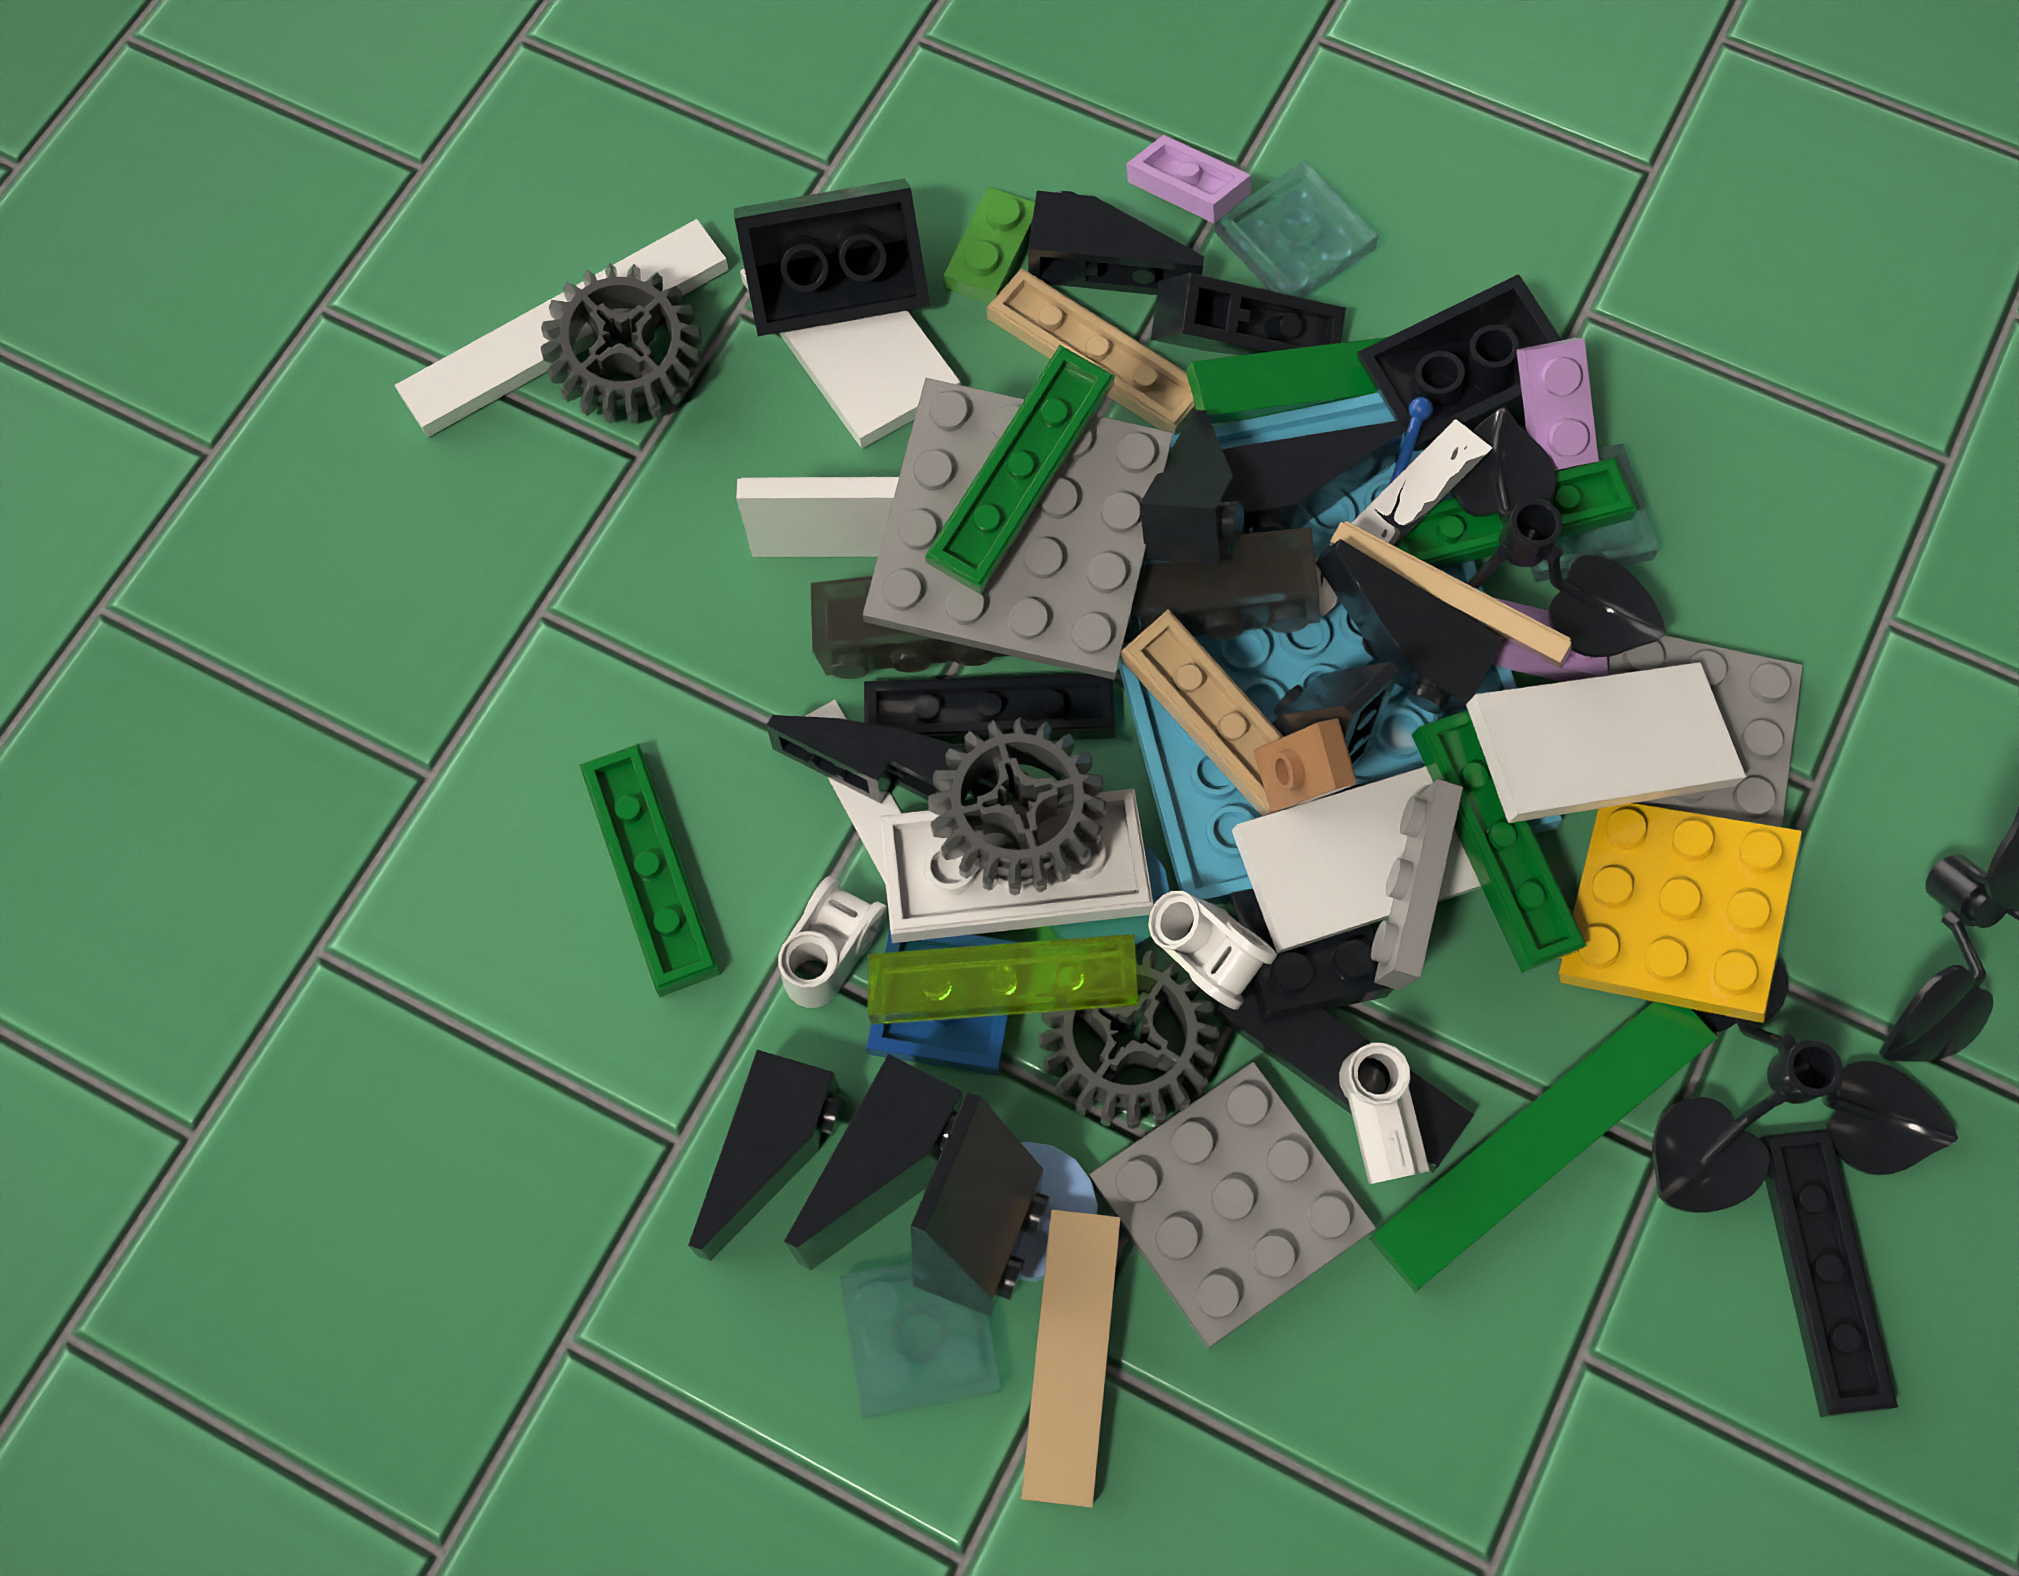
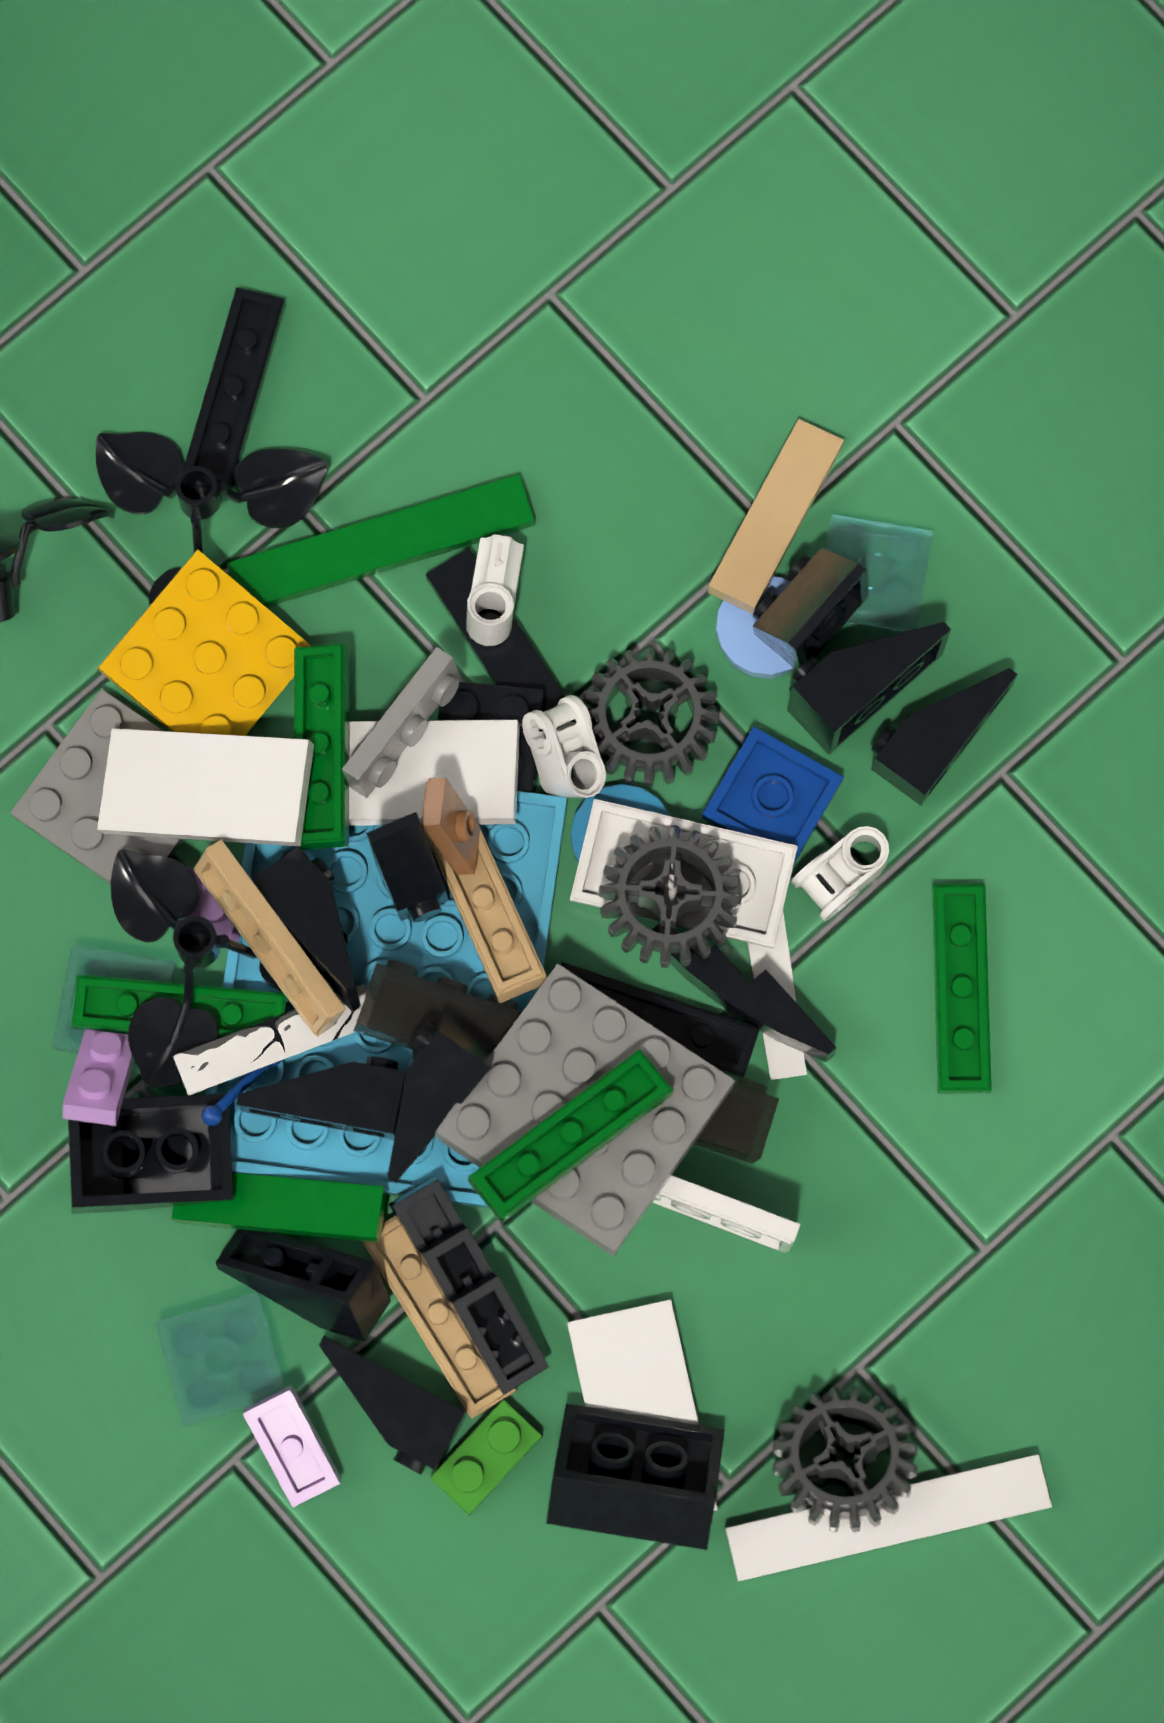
camera: 160 degrees left, 10 degrees up
(1003, 979) = (728, 777): clear neon green tile -> none
(1027, 336) = (469, 1285): none -> black slope
(1231, 1204) = (622, 580): light grey plate -> none

